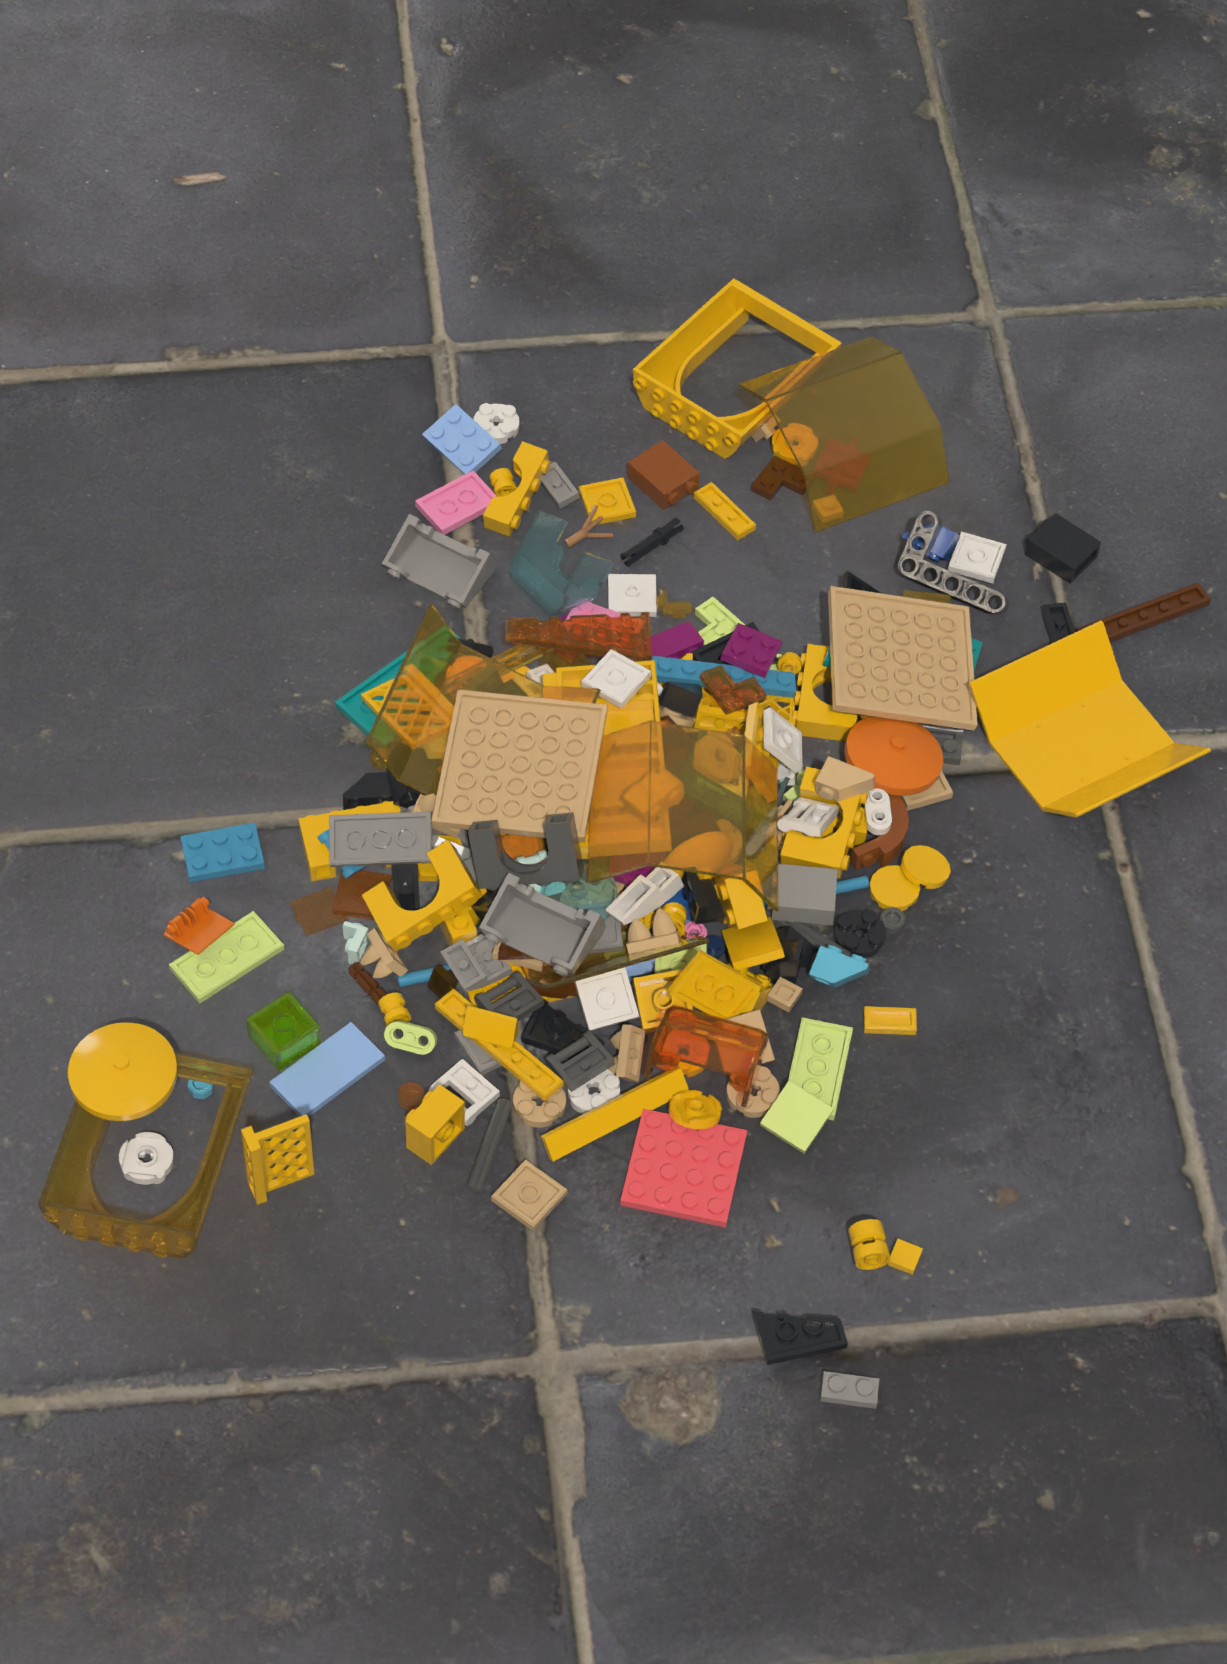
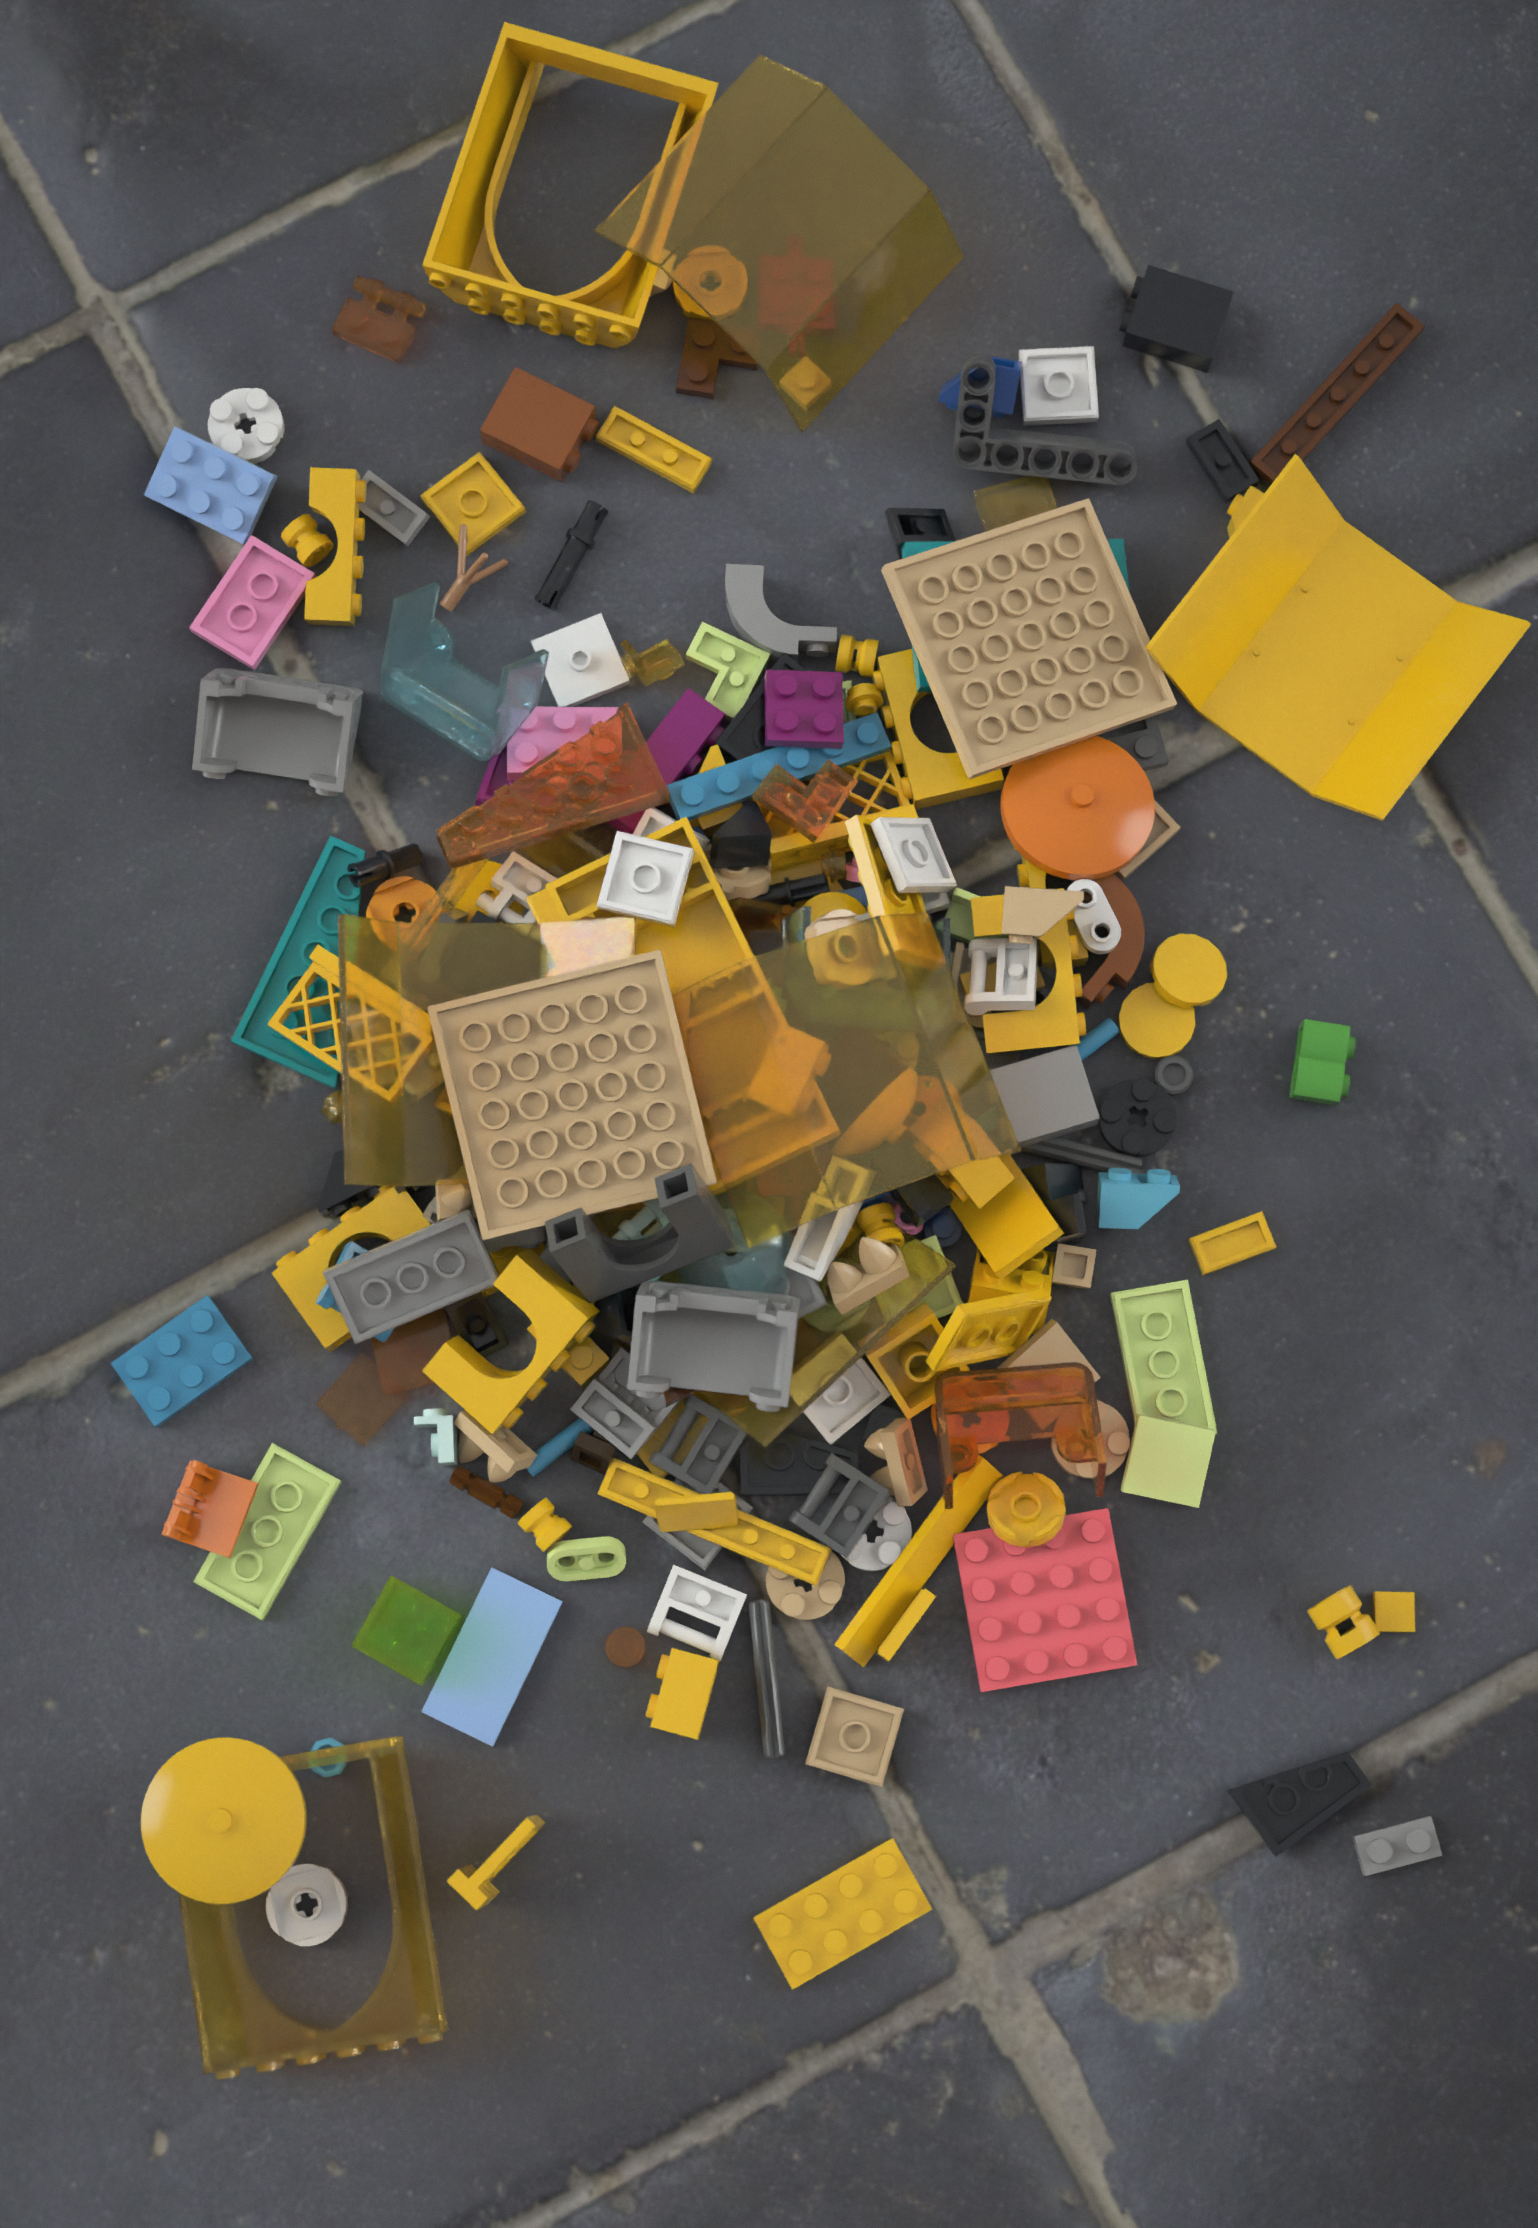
camera: 20 degrees left, 25 degrees up
(474, 1292) = (842, 1913): none -> yellow plate
(590, 1145) = (905, 1624): none -> yellow tile
(594, 406) = (374, 329): none -> clear orange plate
(743, 605) = (761, 627): none -> light grey arch
(795, 643) = (865, 657): none -> yellow wheel
(986, 942) = (1321, 1062): none -> bright green brick

